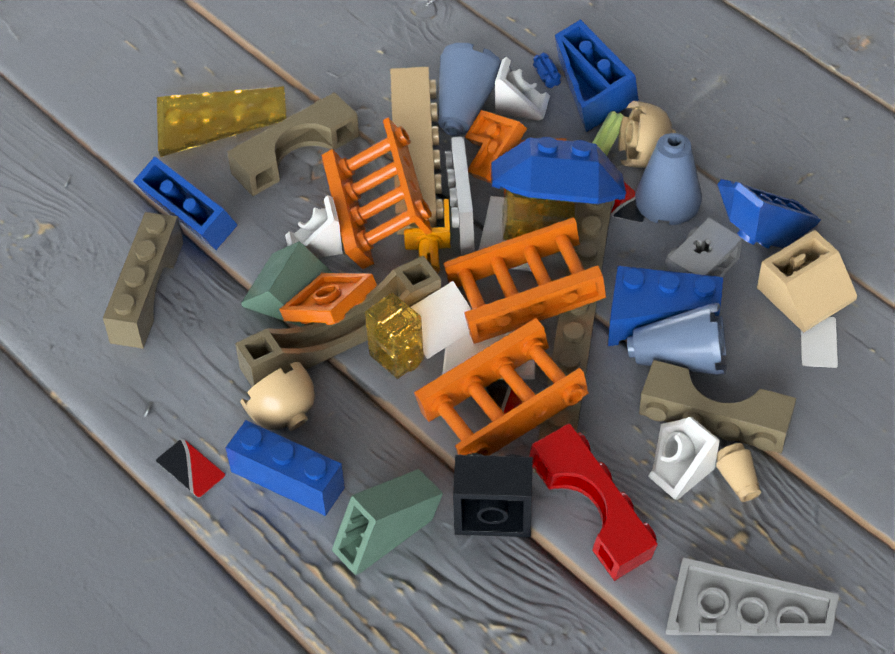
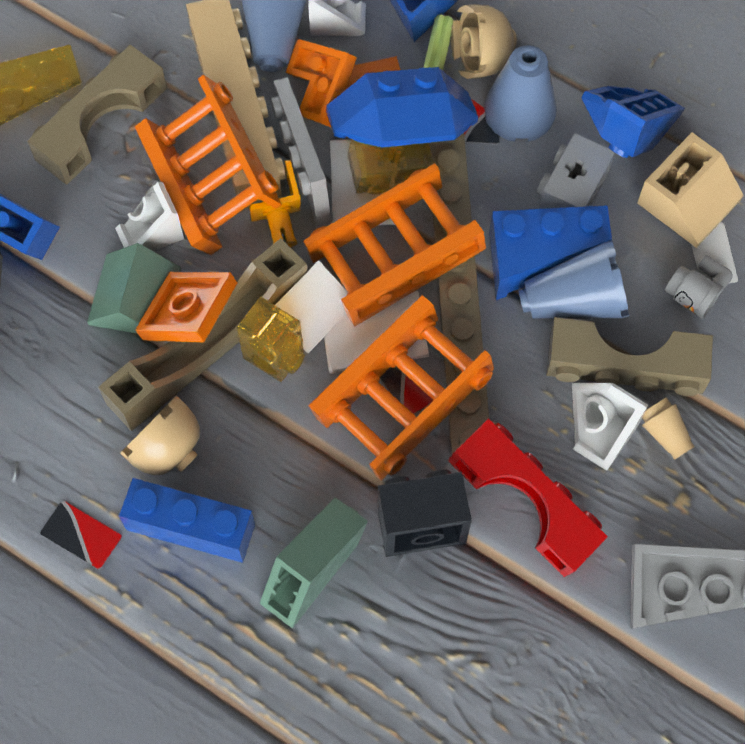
camera: 15 degrees left, 15 degrees up
(794, 365) = (697, 291): none -> light grey piece

